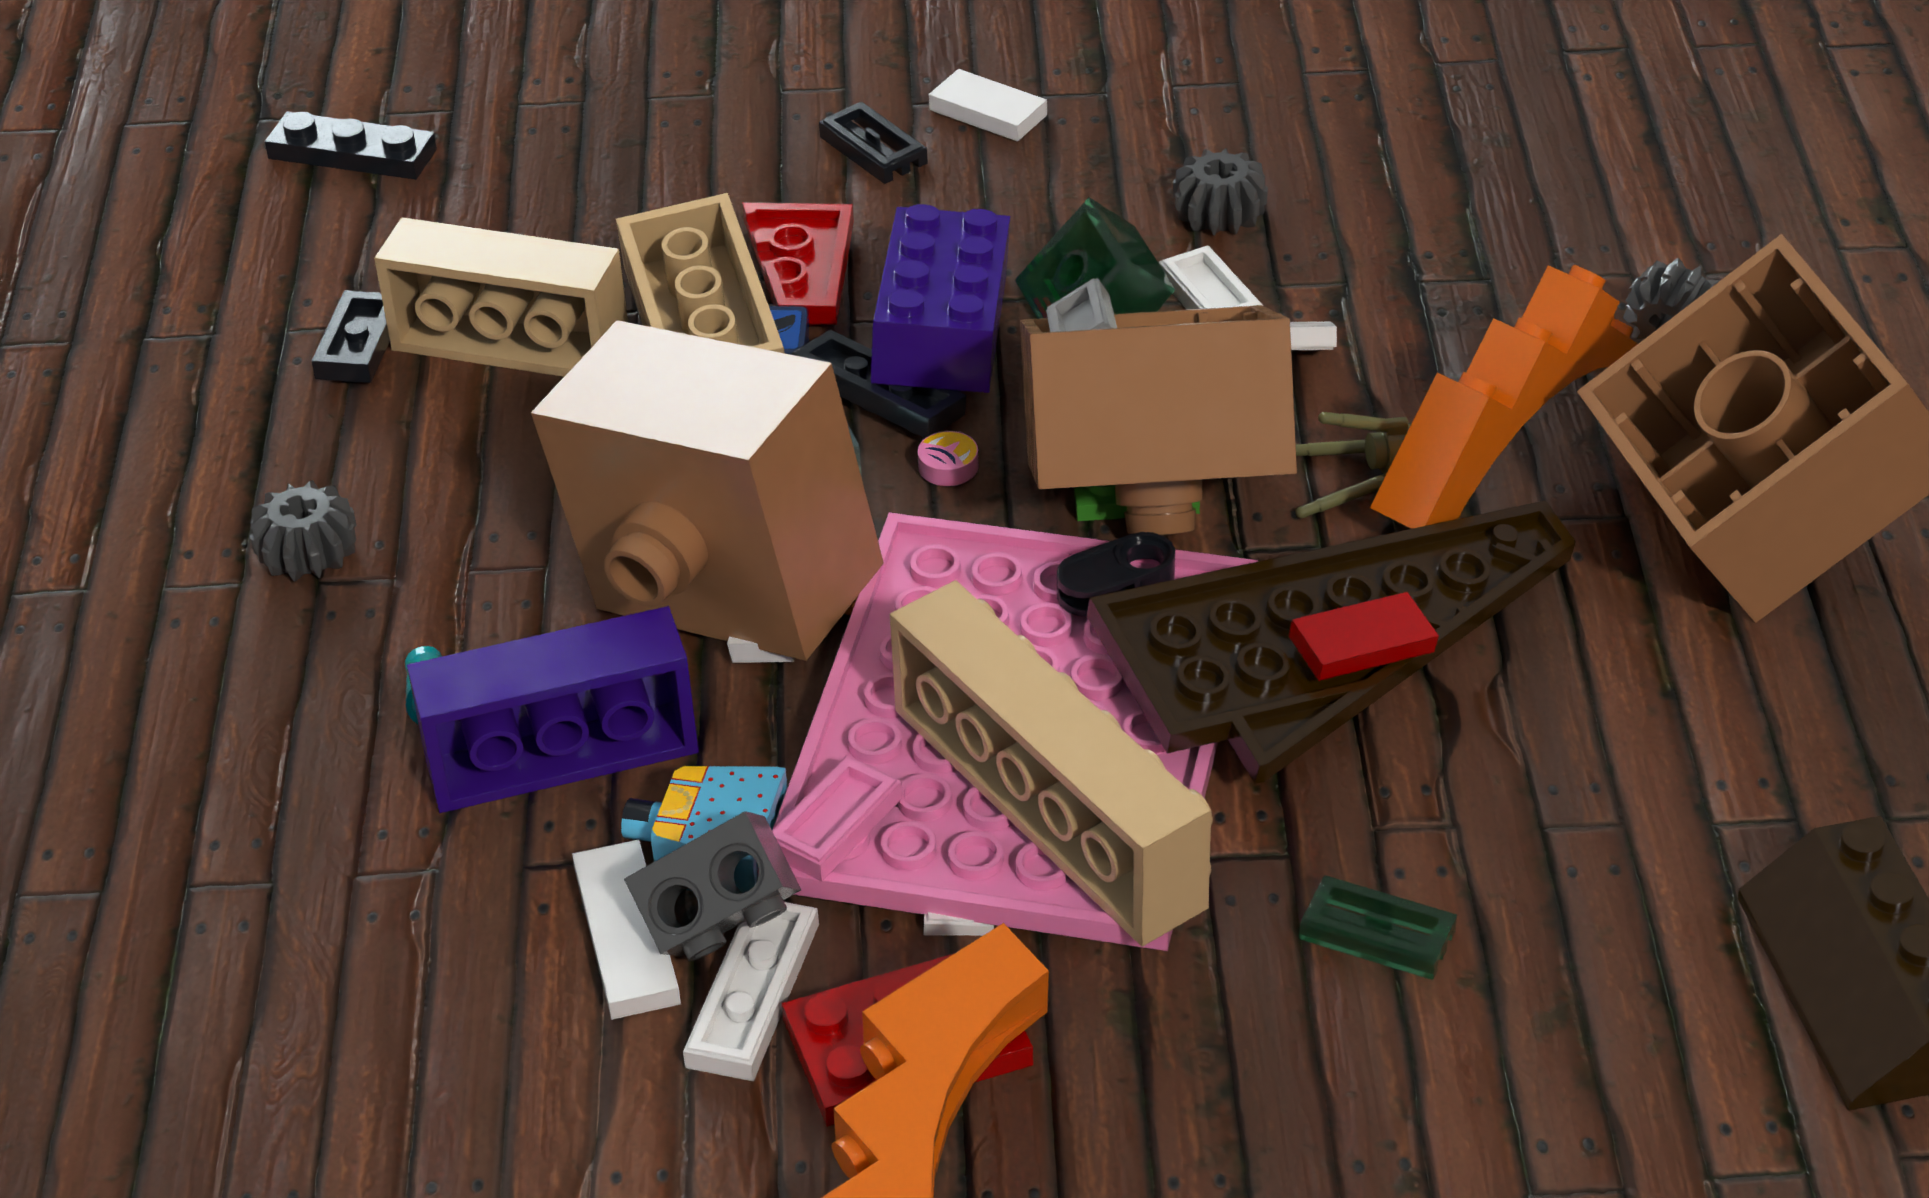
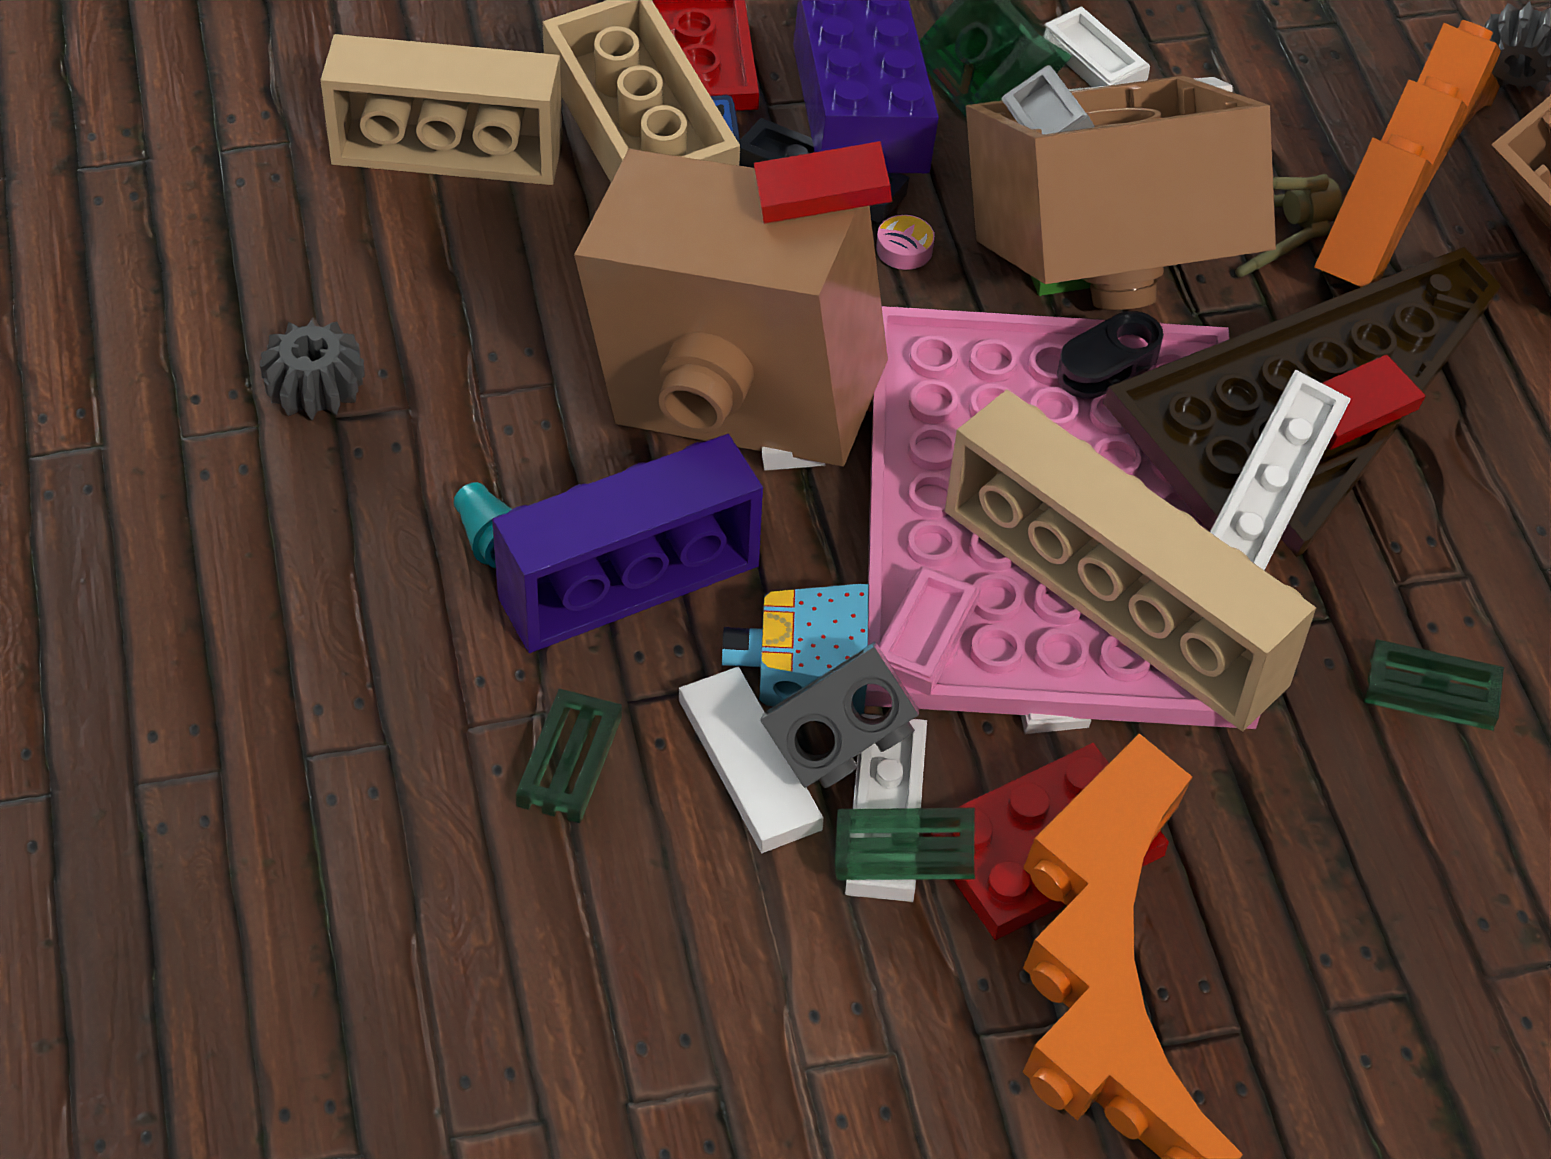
camera: 15 degrees left, 10 degrees up
(353, 339) = (298, 156): black plate -> none
(456, 909) = (554, 798): none -> clear green tile
(745, 1025) = (905, 853): none -> clear green tile
(784, 356) = (822, 182): none -> red tile
(1242, 691) = (1280, 467): none -> white tile

